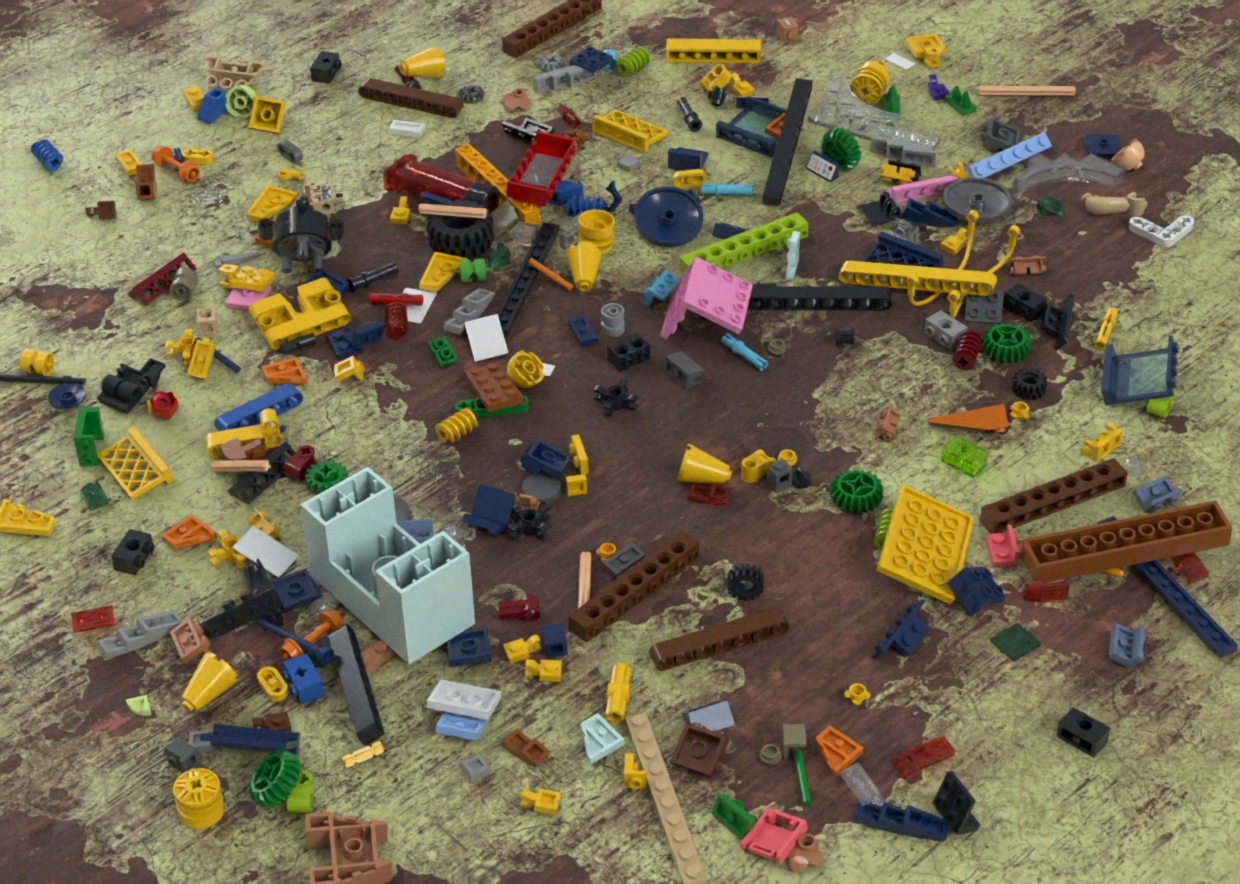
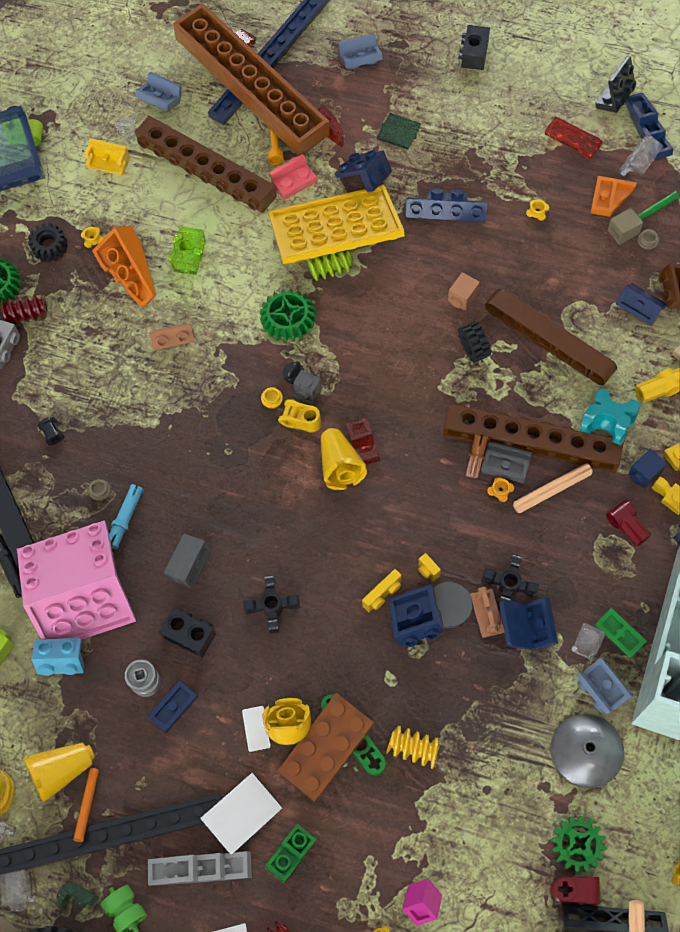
camera: 115 degrees left, 25 degrees up
(360, 394) = (422, 902): none -> dark pink panel
(613, 630) = (610, 416): none -> teal piece
(644, 542) = (476, 456): none -> dark orange axle
(803, 603) = (463, 291): none -> nougat brick

